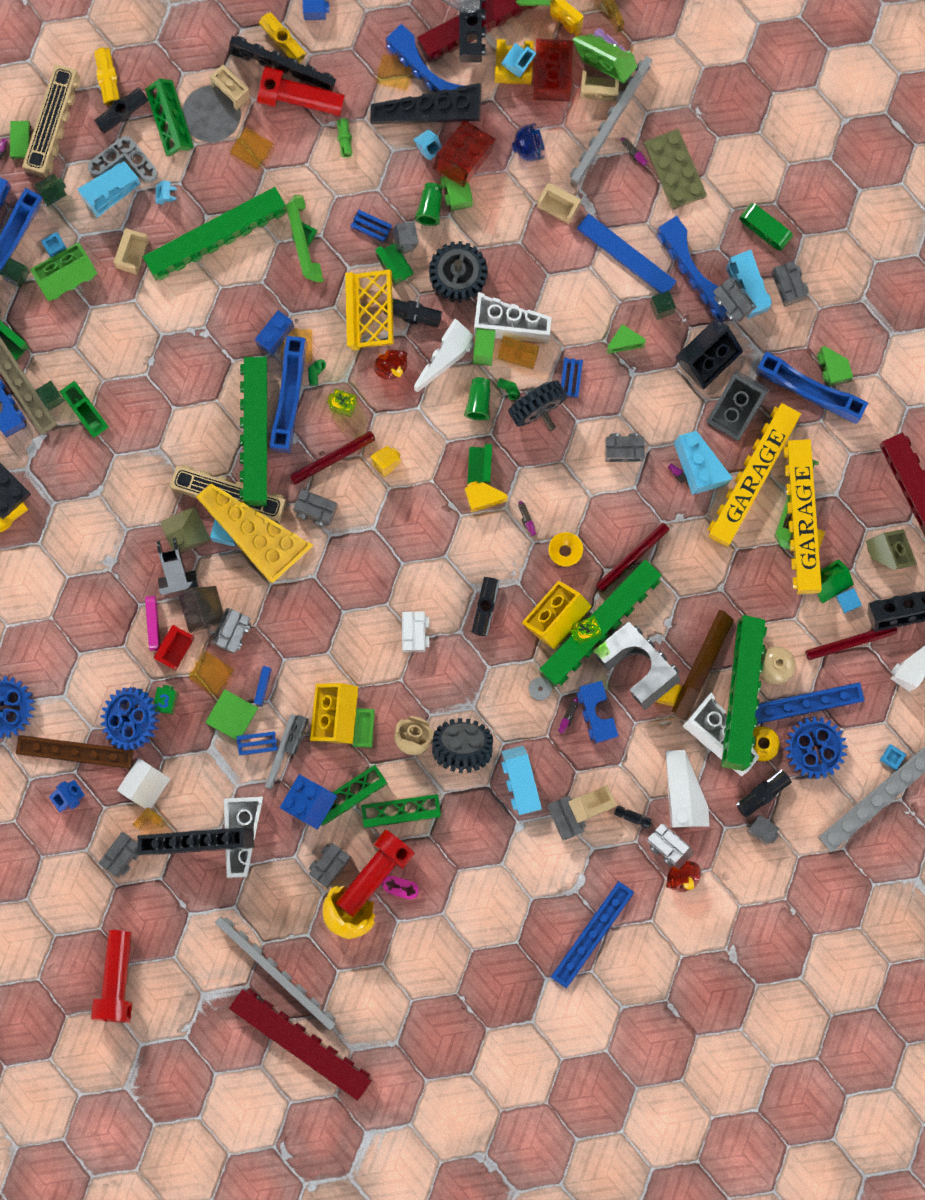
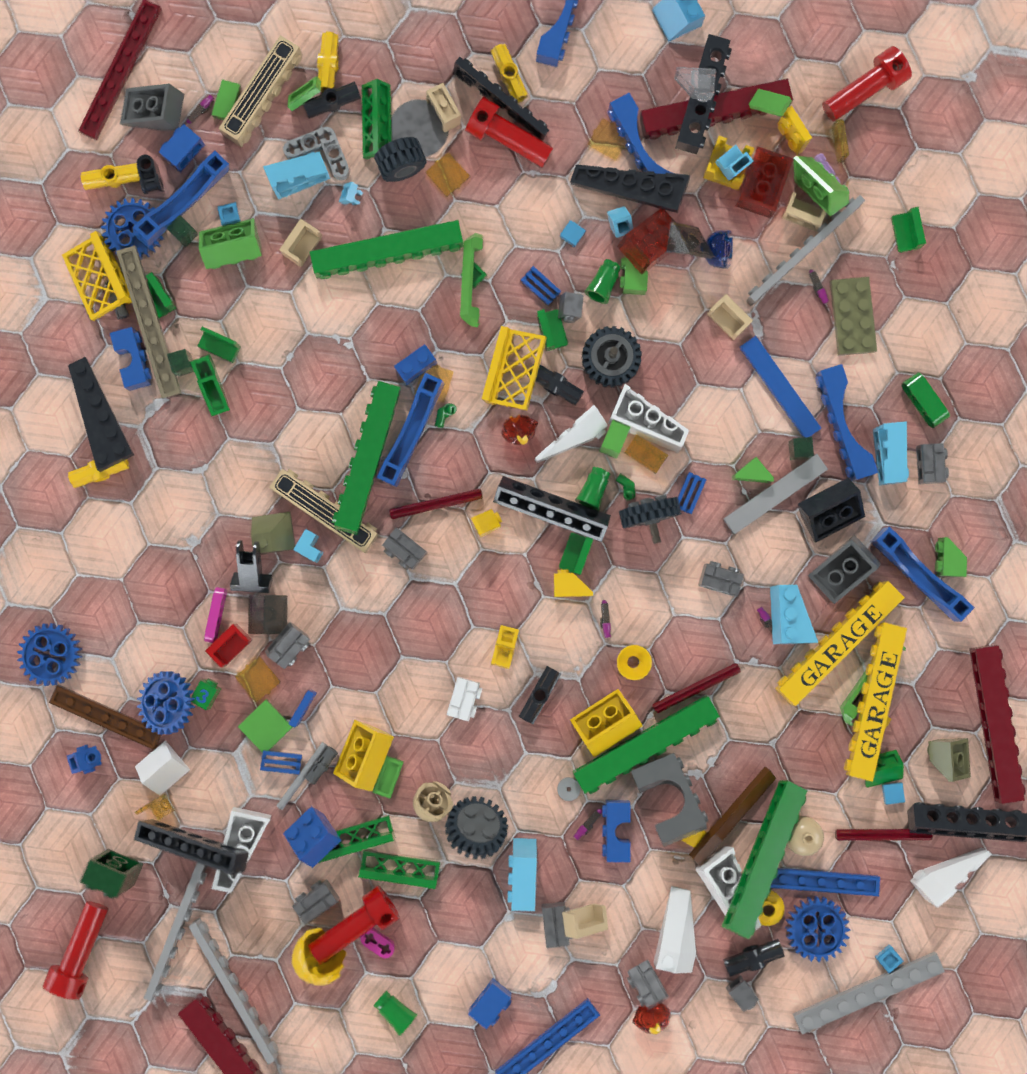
camera: 15 degrees right, 5 degrees up
(51, 189) = (241, 159): clear green brick -> none
(80, 369) = (218, 345): none -> green panel
(93, 111) = (304, 93): none -> bright green tile
(120, 855) = (118, 831): flat silver brick -> none
(123, 890) = (111, 873): none -> dark green brick
(204, 146) = (400, 159): none -> black wheel
(204, 932) = (176, 932): none -> light grey plate
(259, 537) = (340, 563): yellow wing -> none
(342, 402) = (460, 452): clear neon green brick -> none
(344, 138) = (540, 190): bright green pin -> none
(387, 168) = (572, 233): none -> dark azure tile
(437, 947) = (395, 1012): none -> green plant
(438, 572) = (504, 647): none -> yellow slope
(444, 428) = (552, 508): none -> black brick
(497, 144) = (687, 241): none -> clear smoke slope
(526, 911) = (490, 1004): none -> blue brick
(585, 630) = (629, 751): clear neon green brick -> none
(632, 816) = (621, 942): black axle -> none
(652, 355) = (775, 494): none -> light grey tile
(702, 75) = (908, 230): none -> green panel
(734, 299) = (874, 466): flat silver brick -> none

